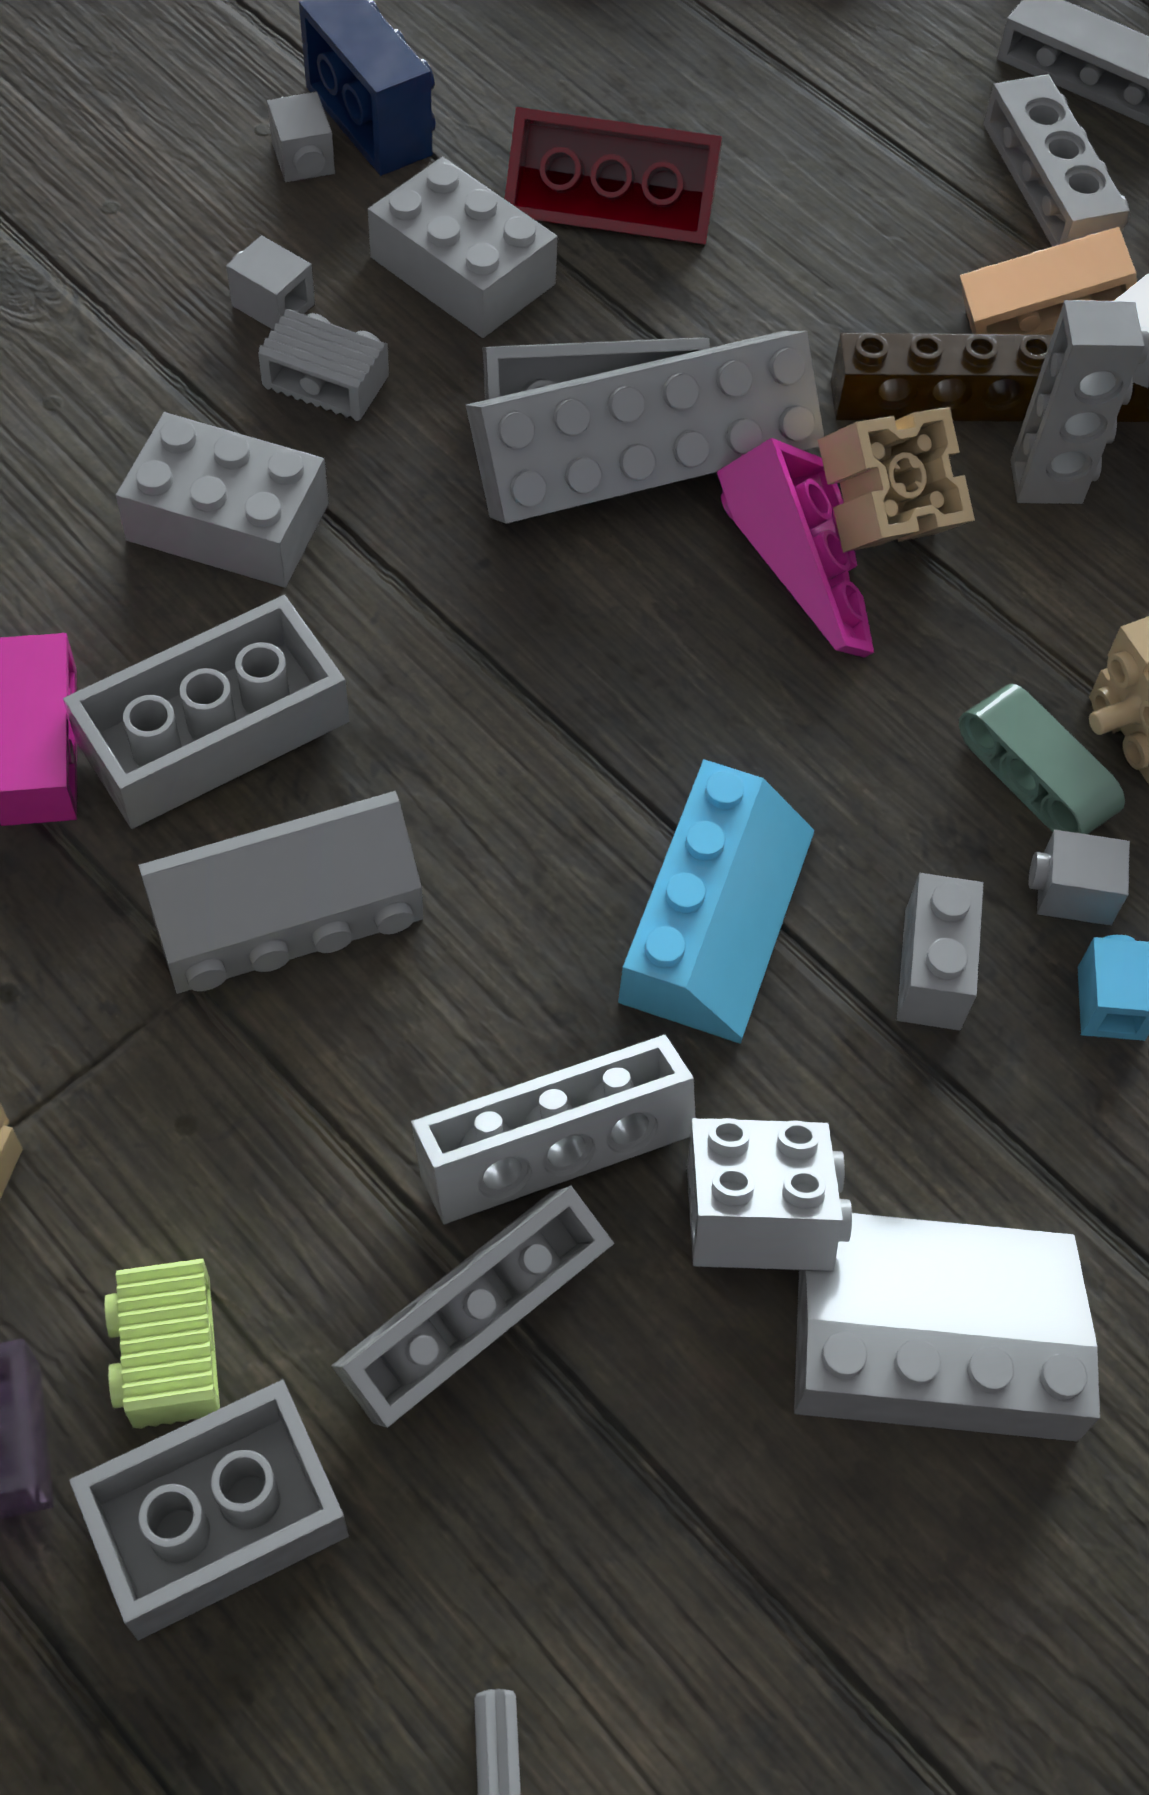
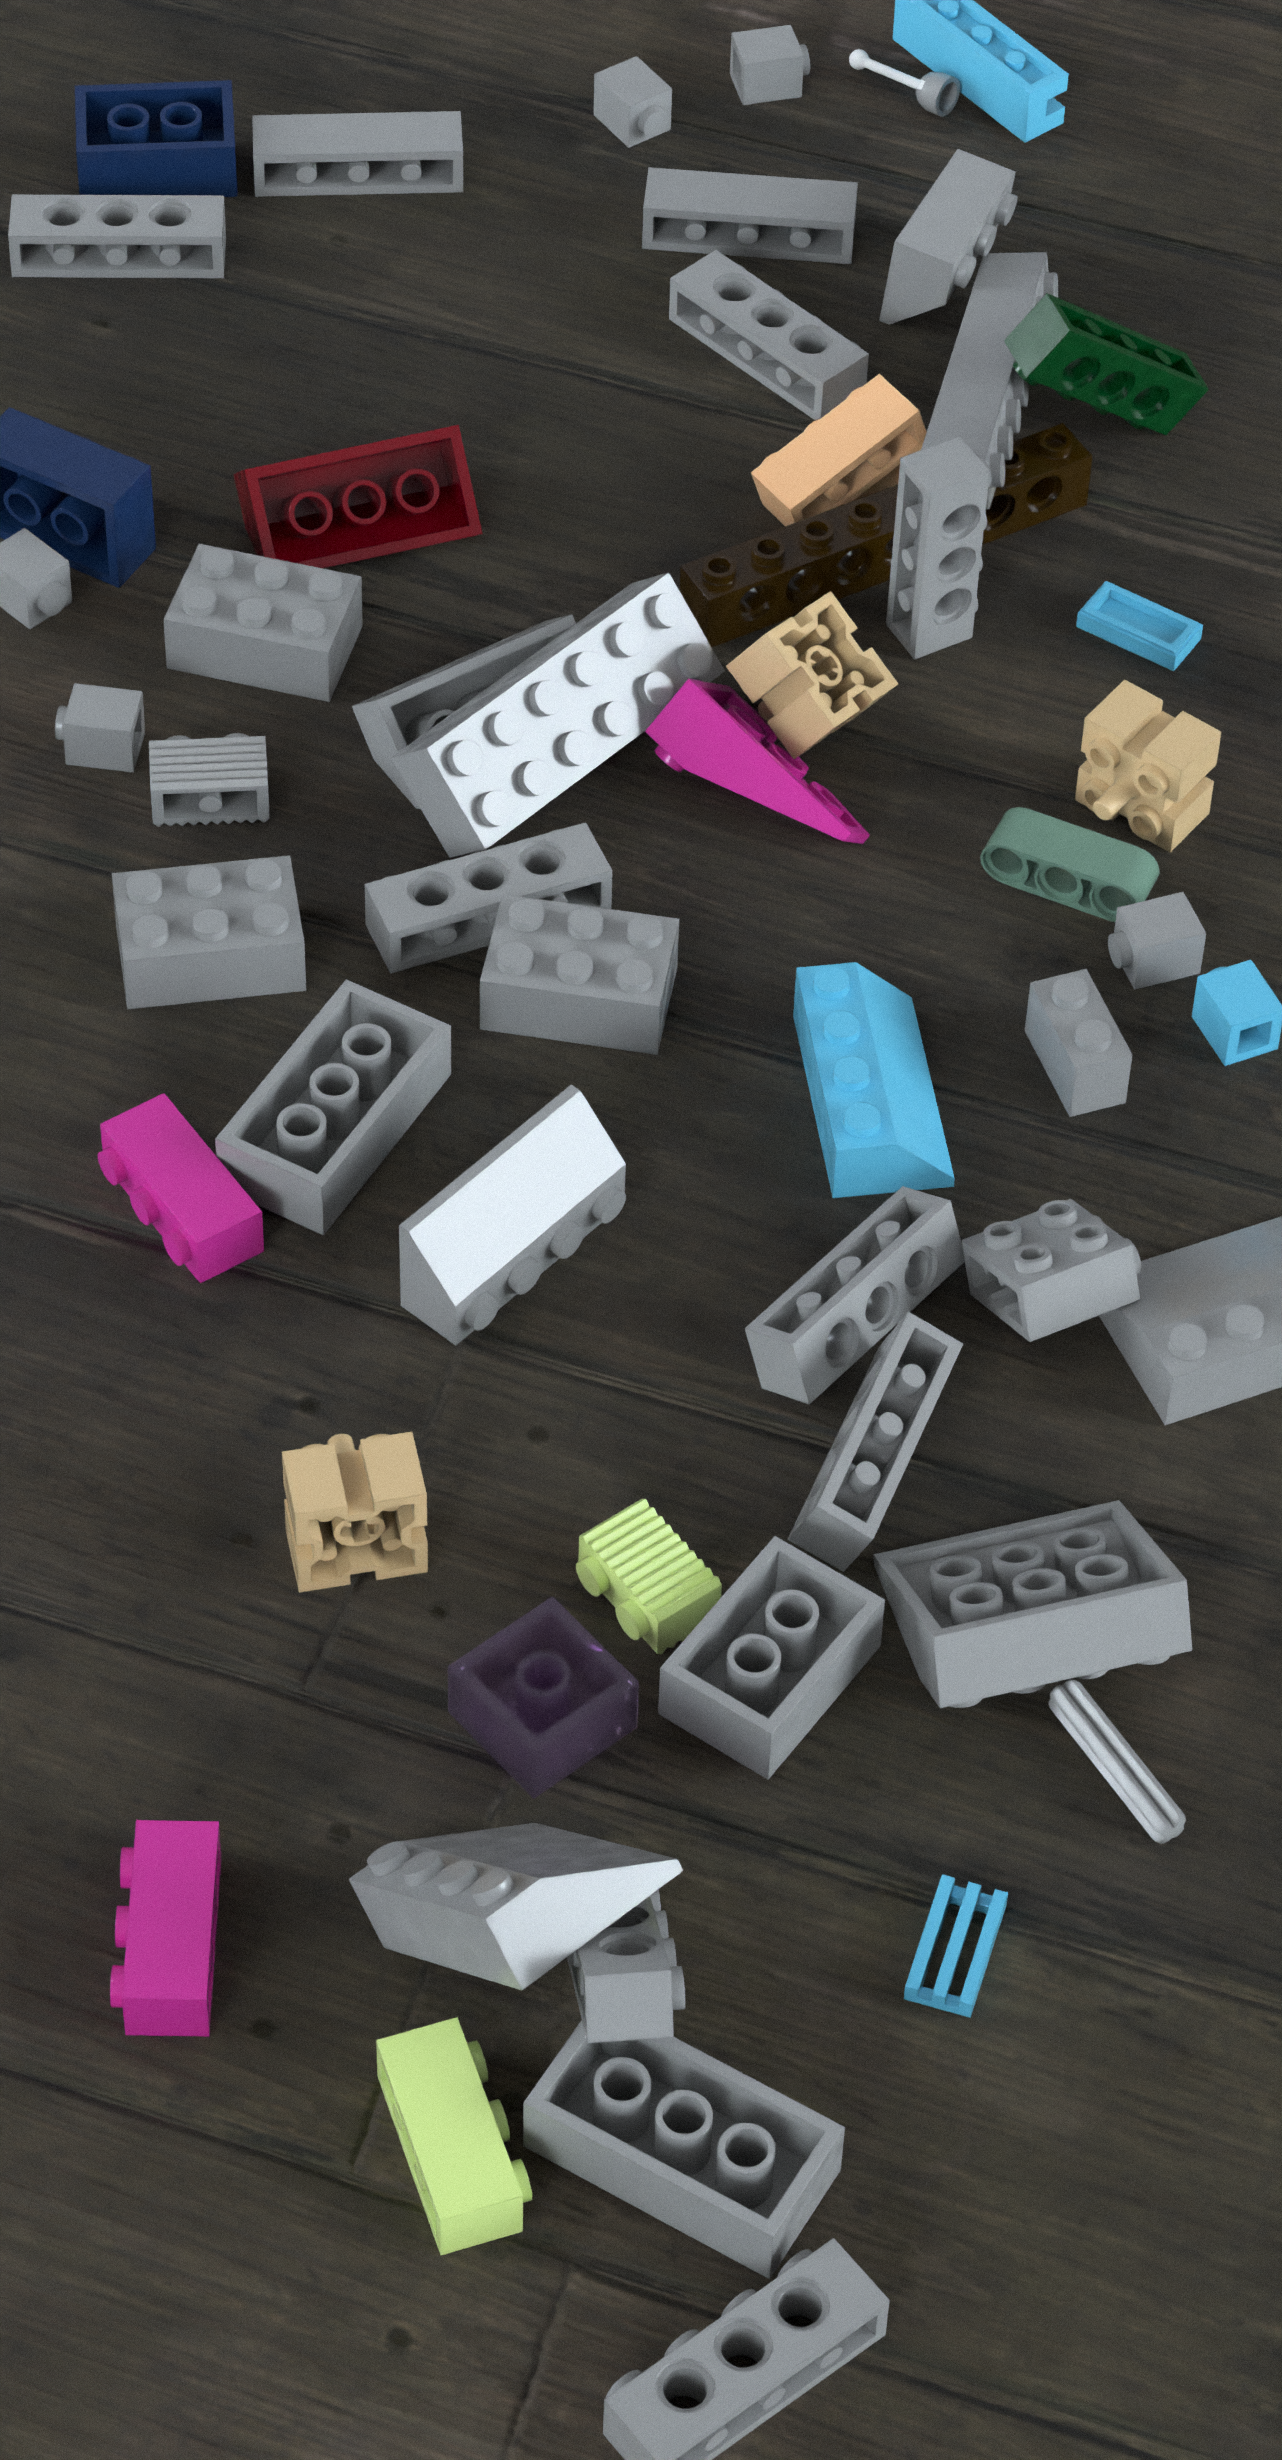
camera: 25 degrees left, 10 degrees down
(485, 568) = (456, 902): none -> light grey brick
(515, 676) = (579, 974): none -> light grey brick
(524, 1573) = (1035, 1603): none -> light grey slope

